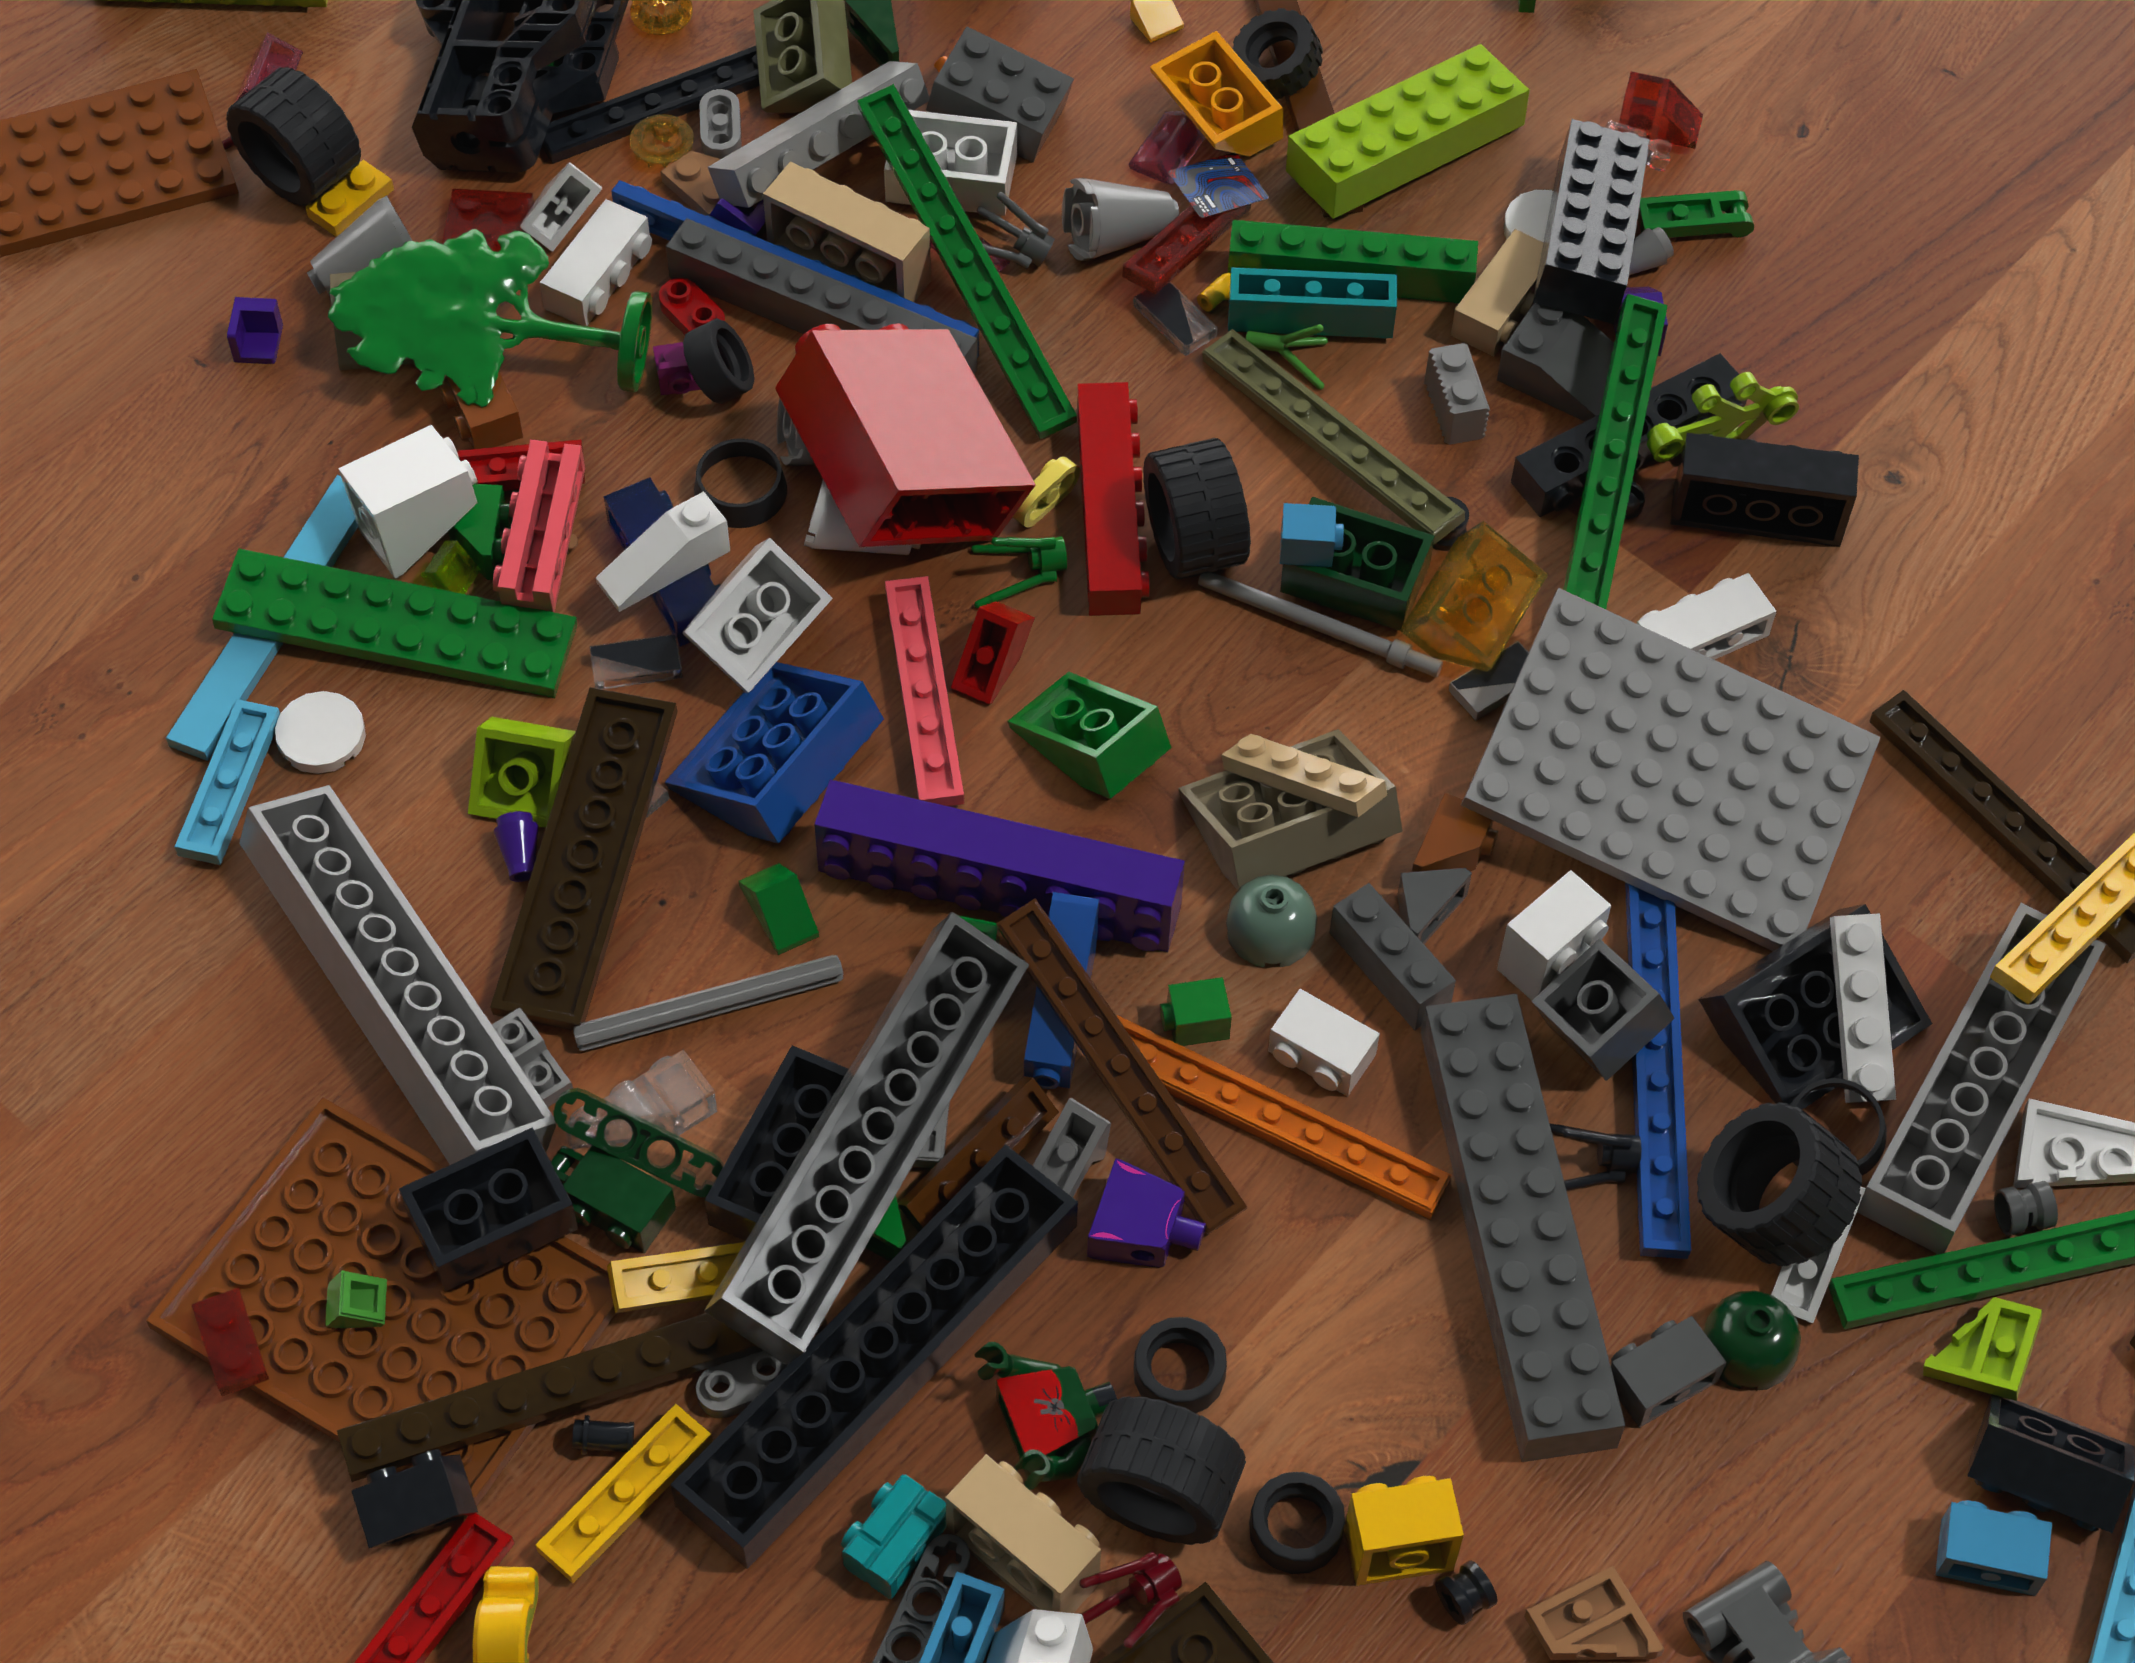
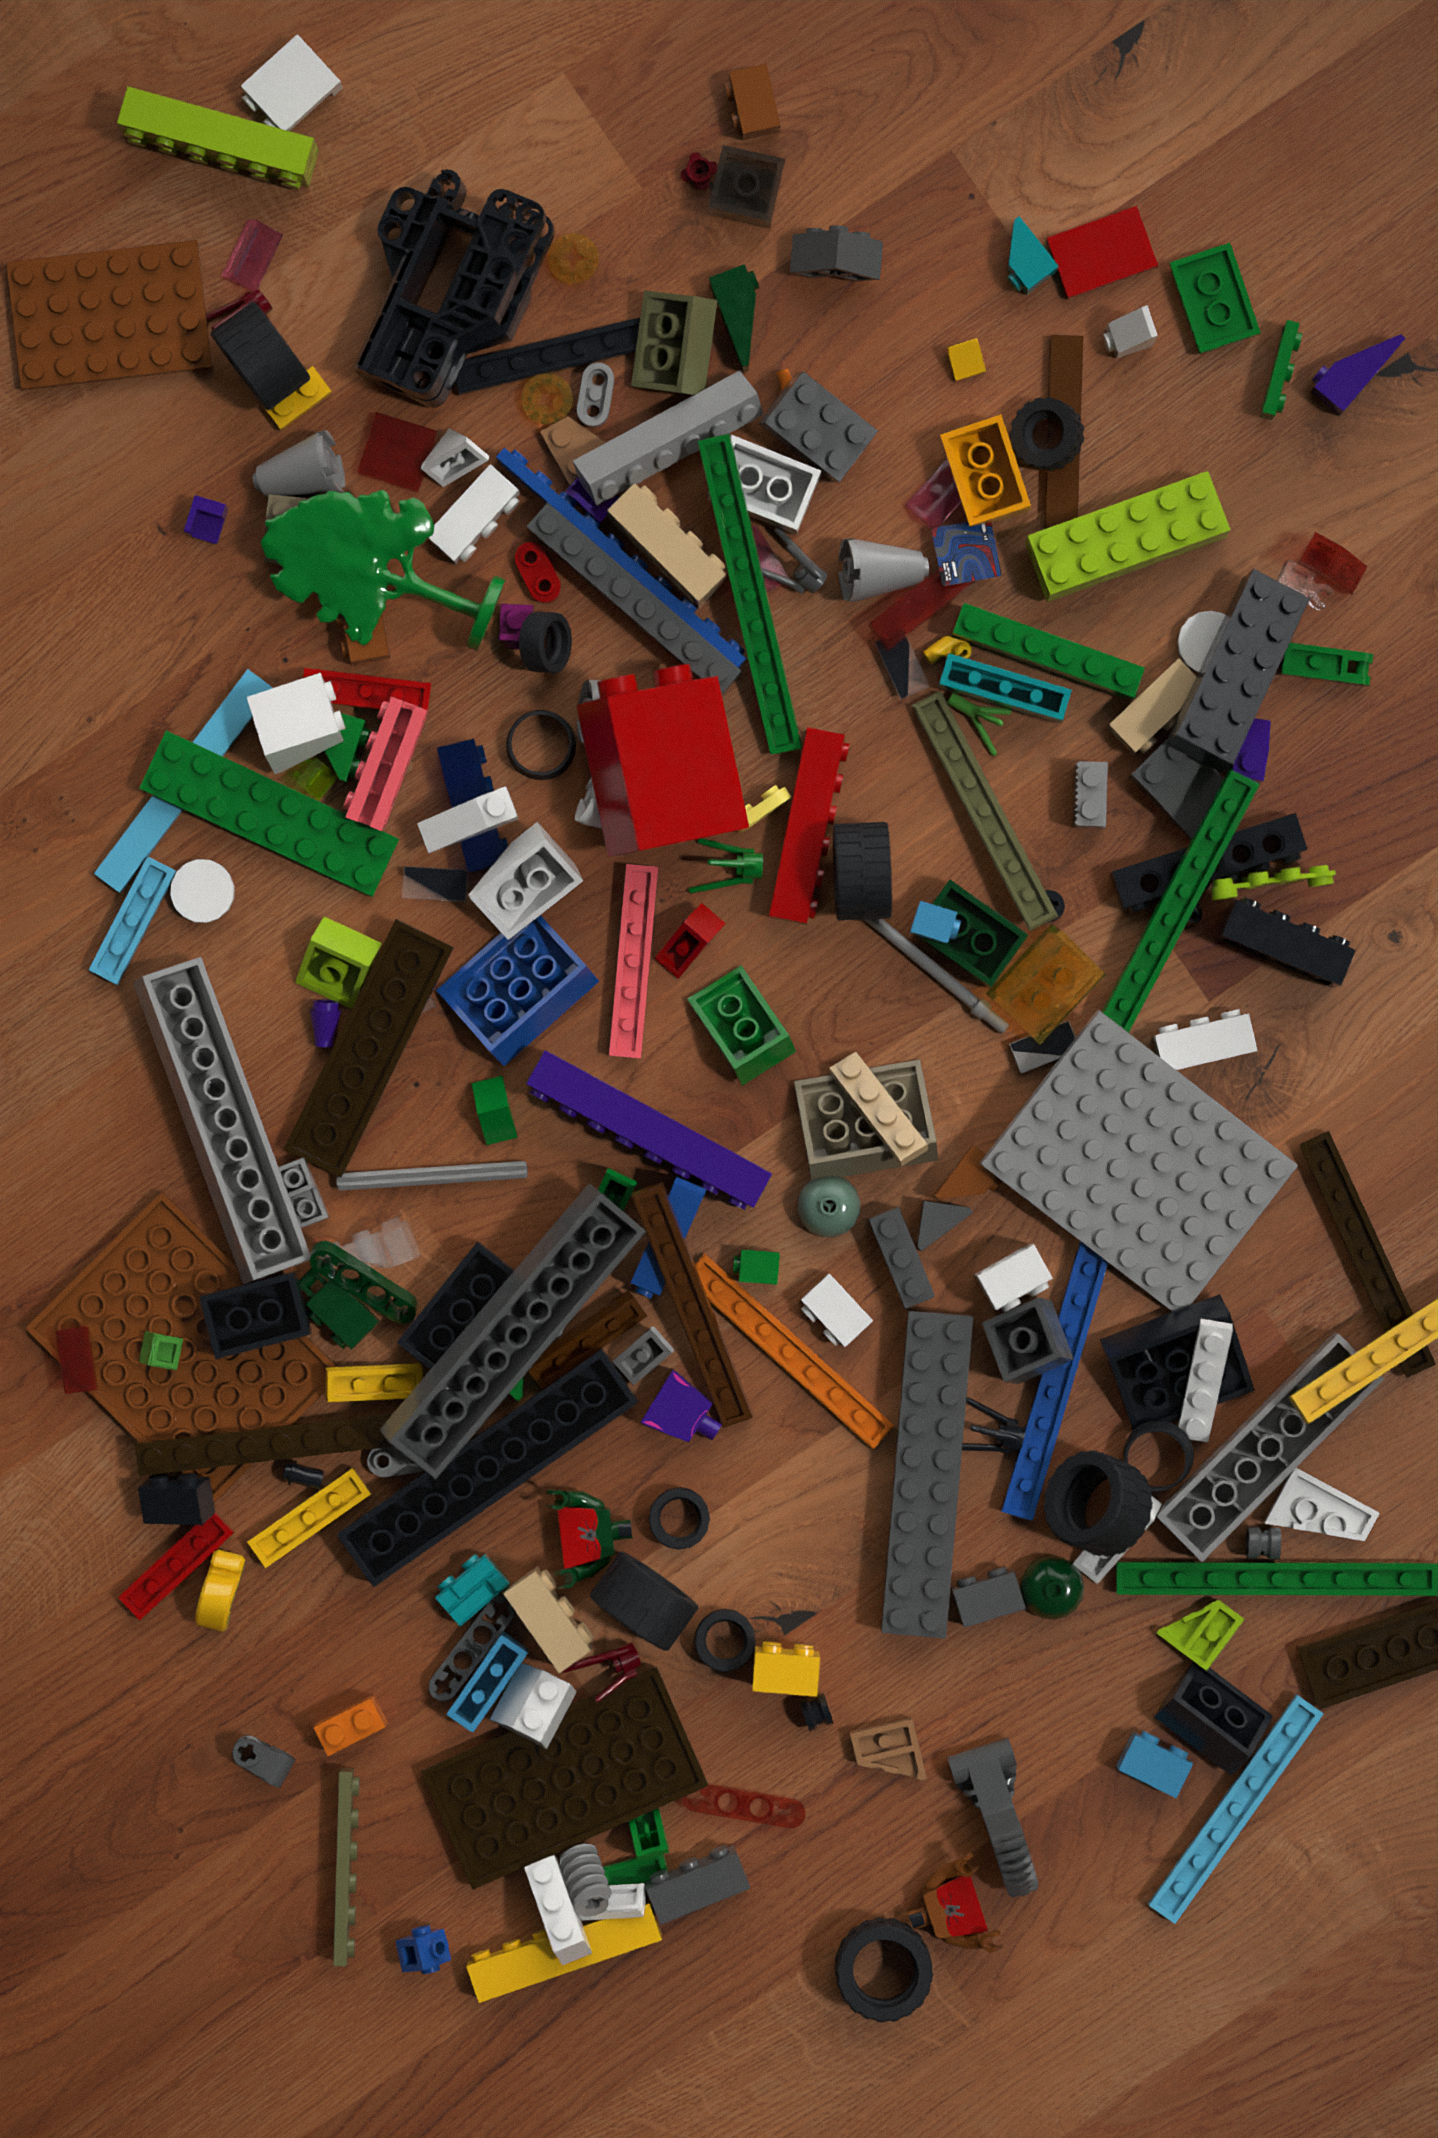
camera: 15 degrees right, 30 degrees up
(1650, 250) = (1280, 692): light grey cone -> none

